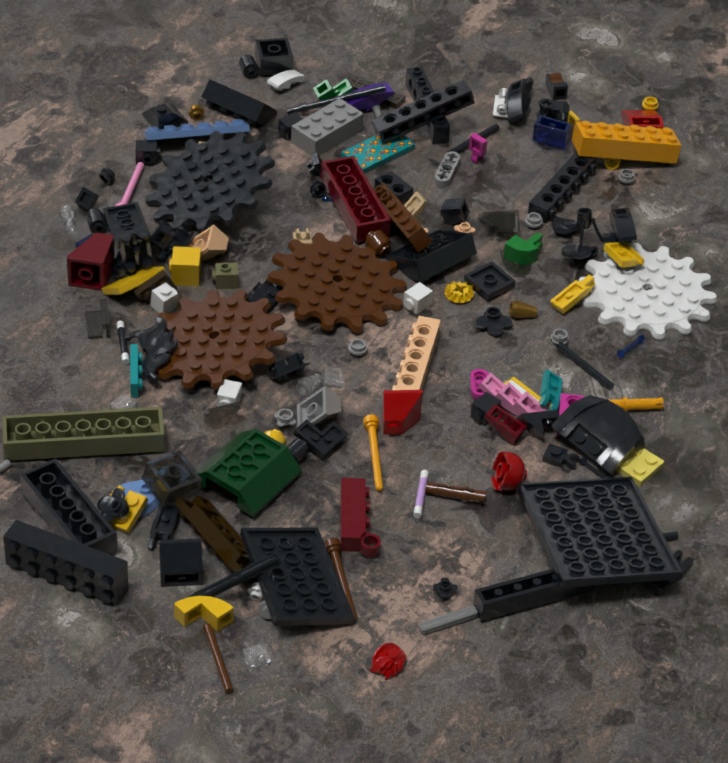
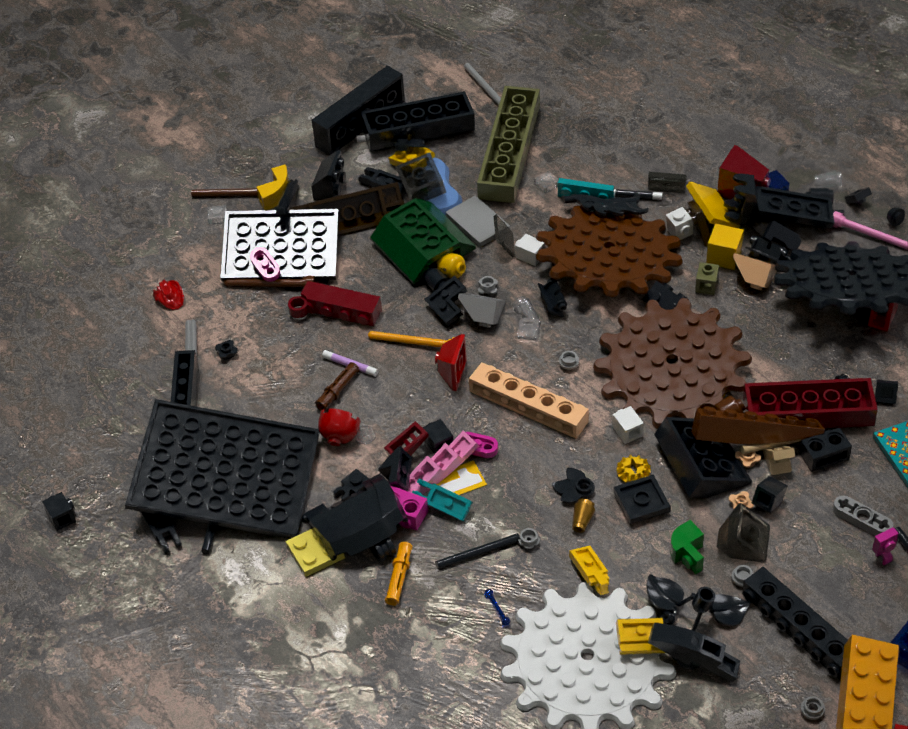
camera: 115 degrees right, 5 degrees up
(199, 442) = (474, 220): none -> light grey tile
(304, 237) = (759, 353): tan tile -> none
(331, 575) = (266, 265): none -> plate
(695, 647) = (59, 510): none -> black brick

